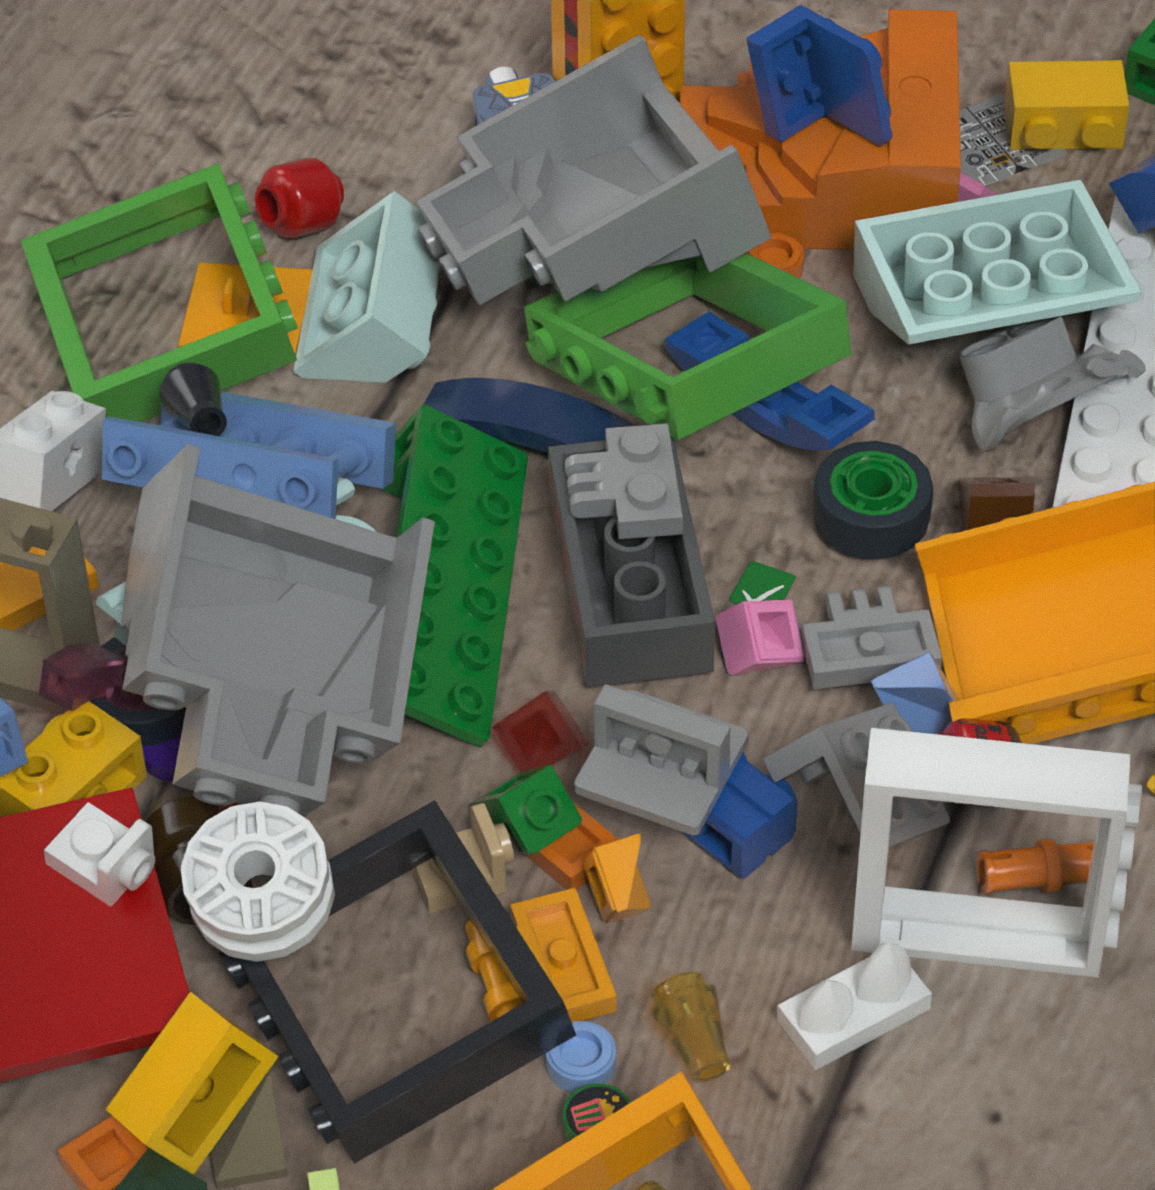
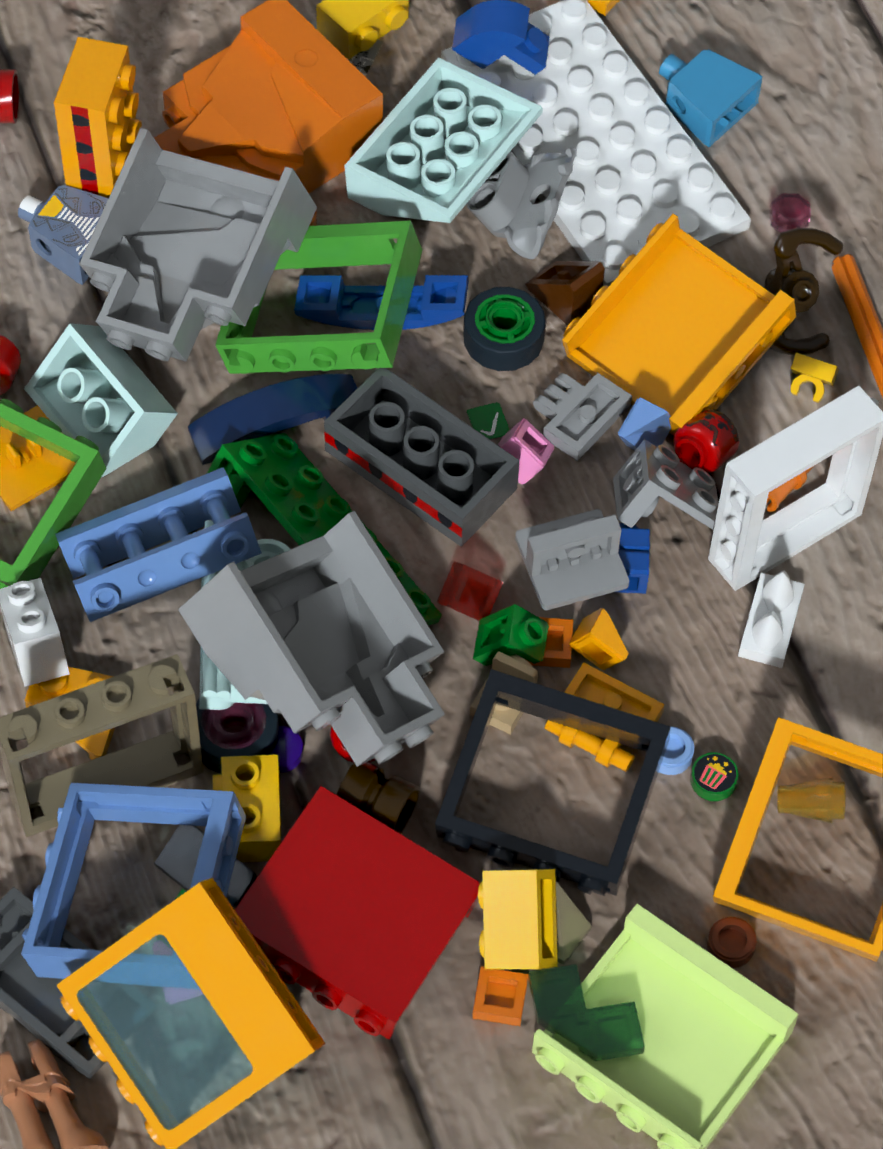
camera: 45 degrees left, 10 degrees up
(79, 675) = (216, 745): clear pink piece -> none
(102, 854) = (352, 833): white bracket -> none
(194, 398) = (101, 535): black cone -> none
(265, 919) = (462, 757): white wheel -> none
(629, 481) = (396, 409): light grey hinge -> none
(692, 1022) = (712, 690): clear yellow cone -> none
(817, 69) = (268, 80): blue bracket -> none

